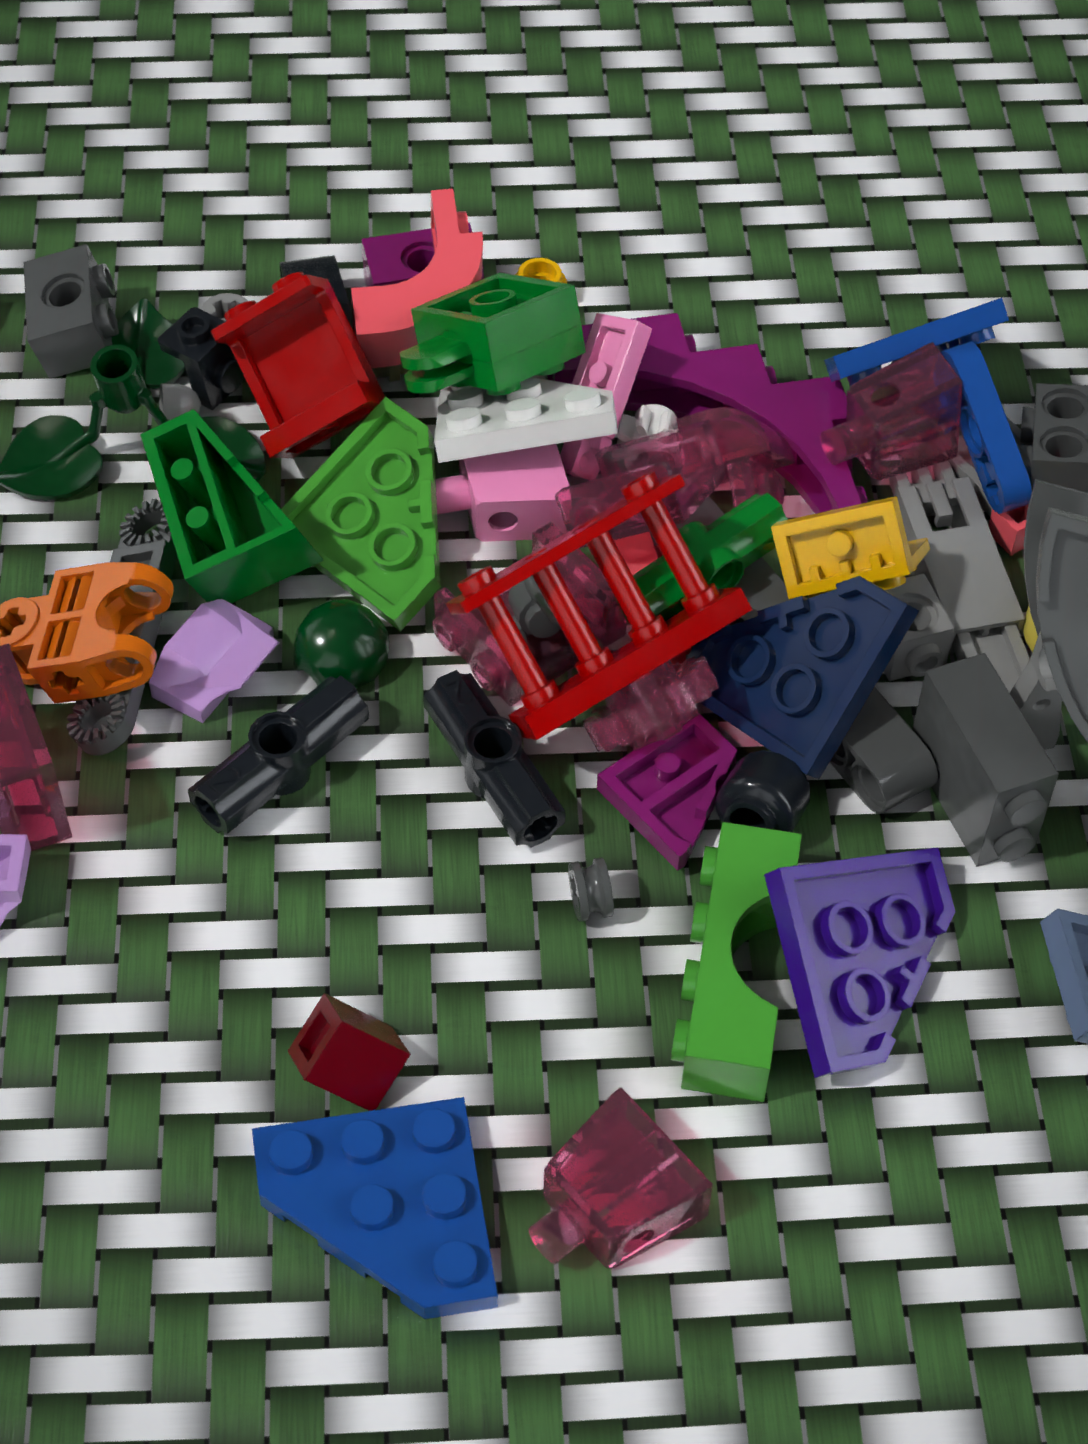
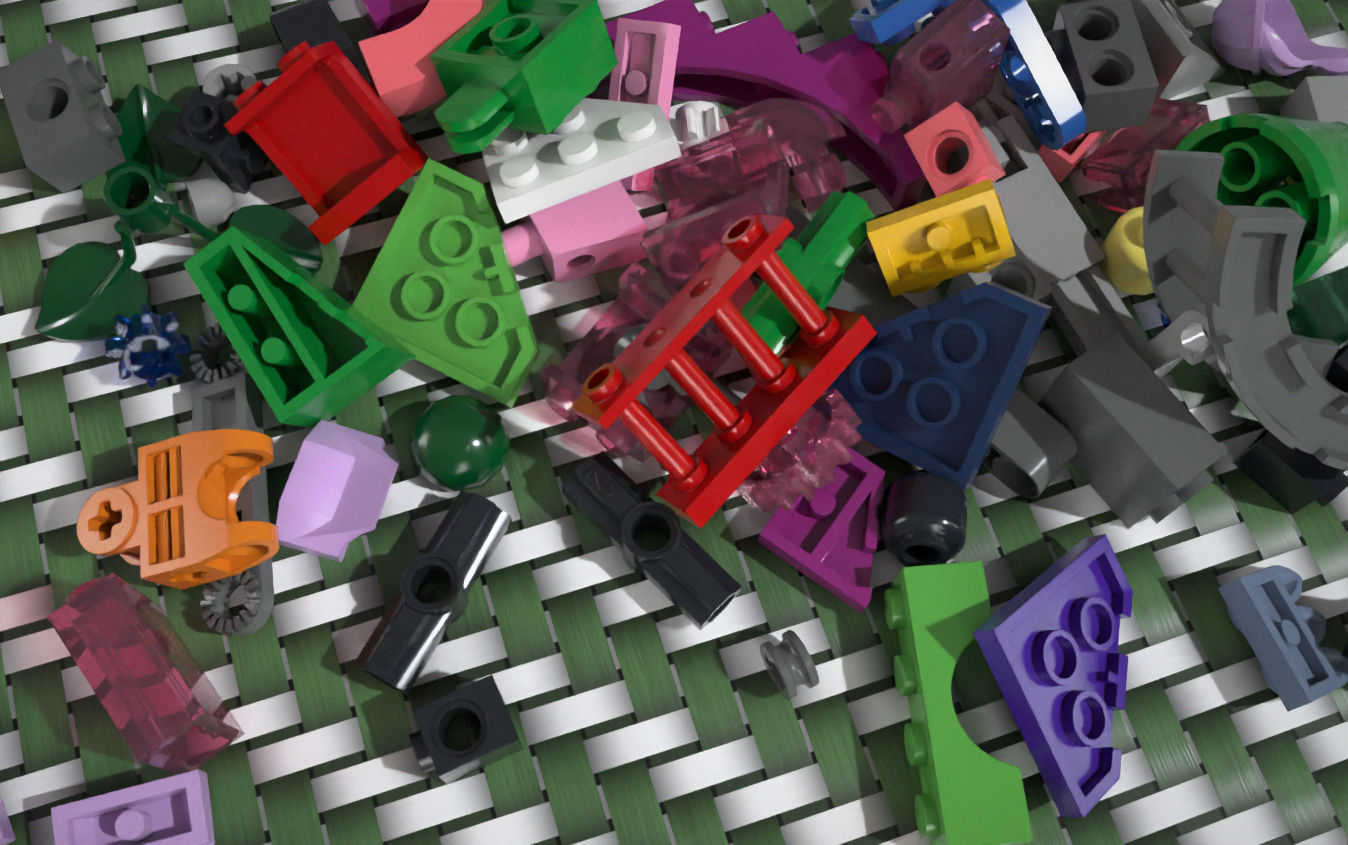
camera: 20 degrees left, 15 degrees up
(76, 492) = (147, 364): none -> clear blue gear
(271, 845) = (497, 735): none -> black brick
(894, 472) = (940, 136): none -> coral brick

